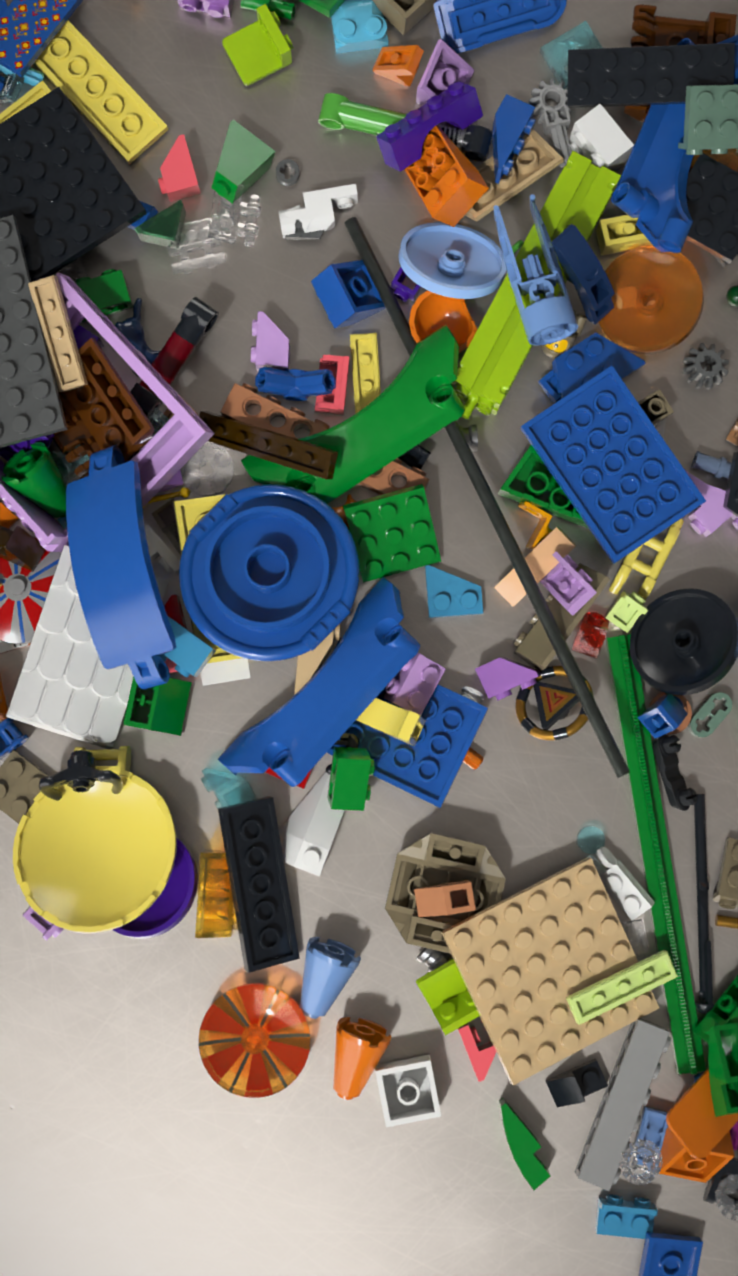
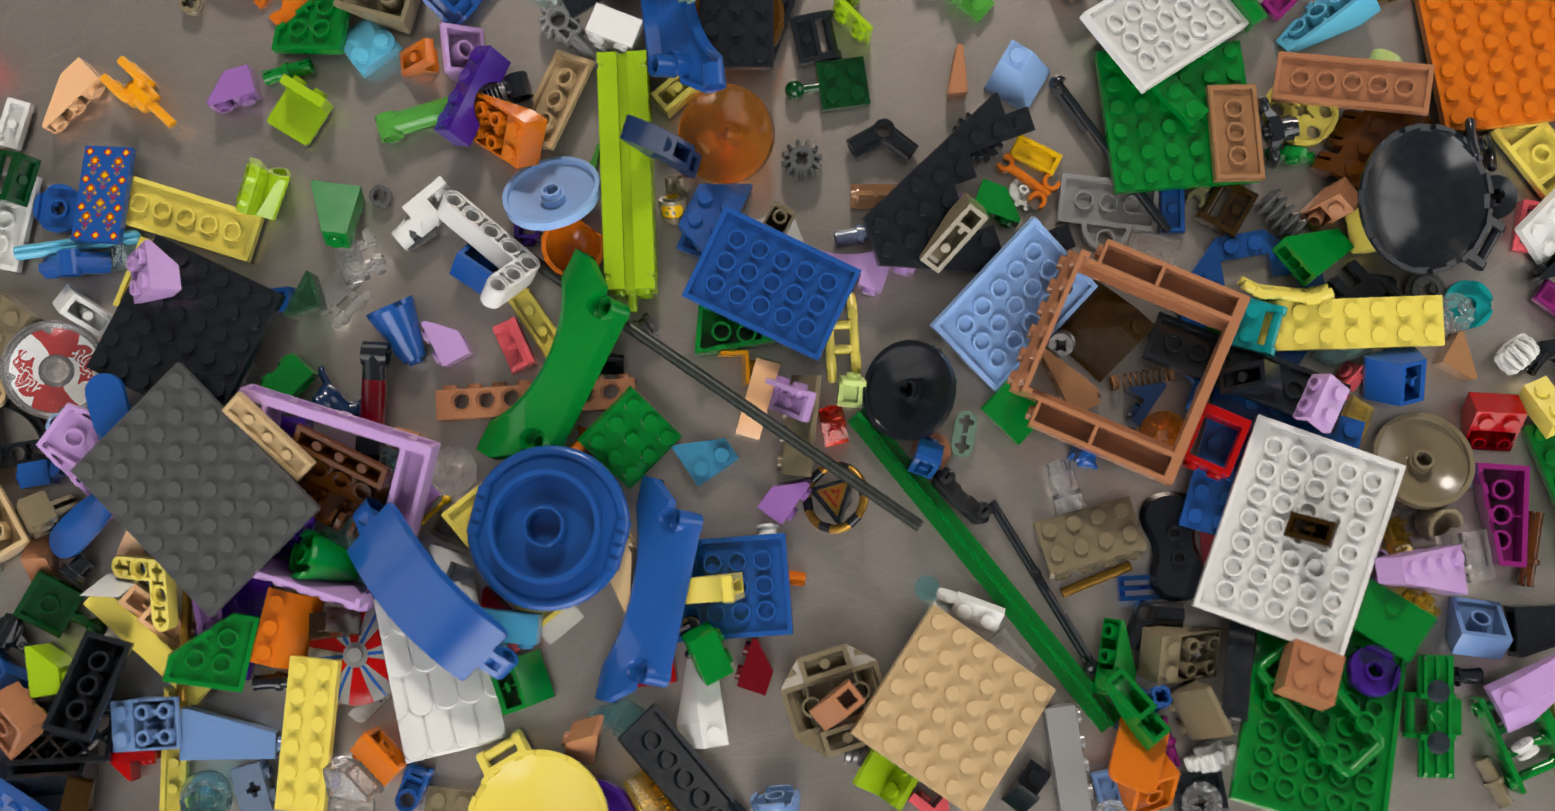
camera: 25 degrees left, 0 degrees up
(36, 120) = (152, 274): none -> lavender slope
(80, 776) = (492, 777): black piece -> none
(178, 173) = (292, 247): coral slope -> none
(181, 102) = (262, 189): none -> lime piece
(185, 791) = (584, 739): none -> nougat slope
(237, 303) = (401, 328): none -> blue cone
(271, 445) = (490, 426): dark brown plate -> none
(295, 383) = (484, 362): blue piece -> none
(379, 304) = (515, 262): none -> white beam
(385, 822) = (757, 669): none -> dark red slope
(414, 684) = (716, 548): lavender bracket -> none
(509, 127) = (537, 56): blue slope -> none
(546, 318) = (651, 200): medium blue piece -> none
(621, 987) = (1016, 692): yellowish green tile -> none

